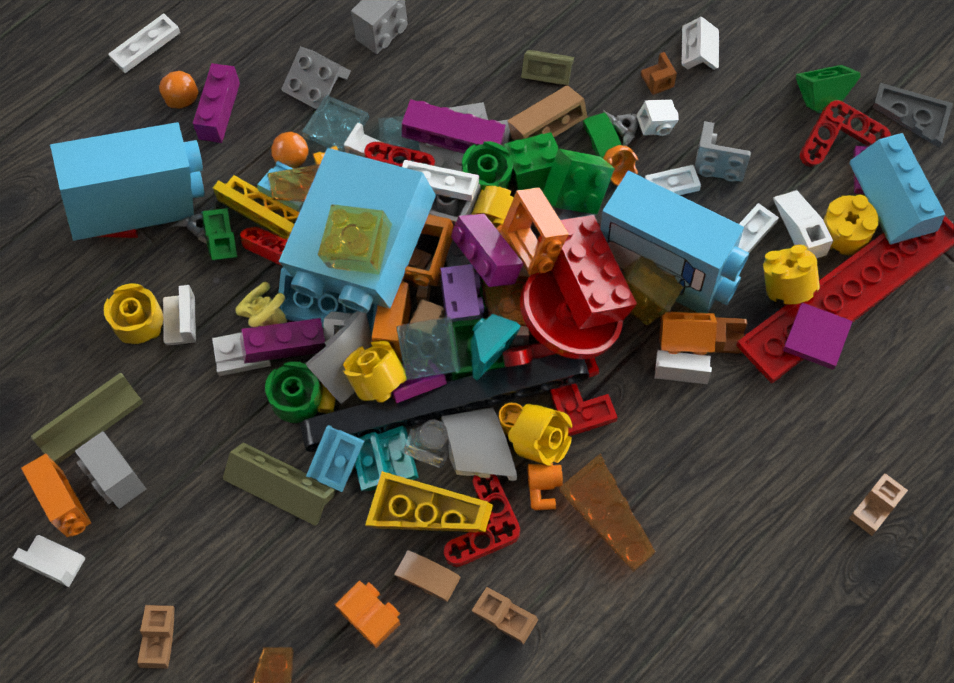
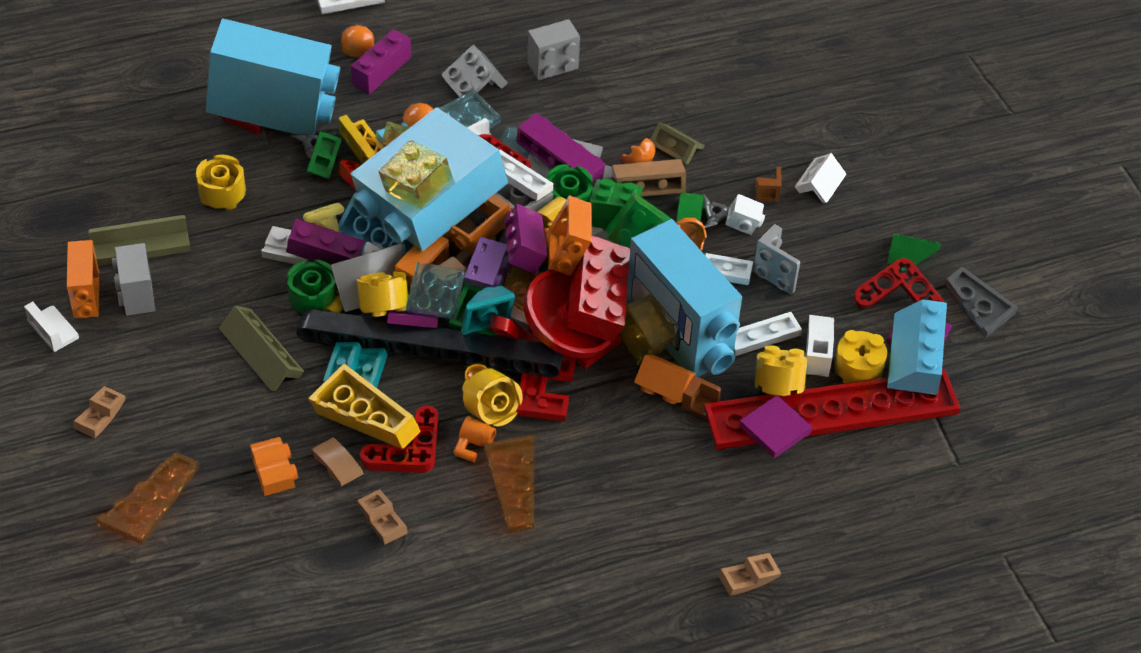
camera: 20 degrees right, 15 degrees down
(179, 317) = (257, 202): white panel -> none
(335, 458) = (315, 346): medium azure plate -> none
(428, 443) = (399, 367): clear piece -> none
(478, 444) = (436, 385): light grey slope -> none
(525, 98) = (641, 153): none -> orange hair
(683, 367) = (646, 405): white panel -> none

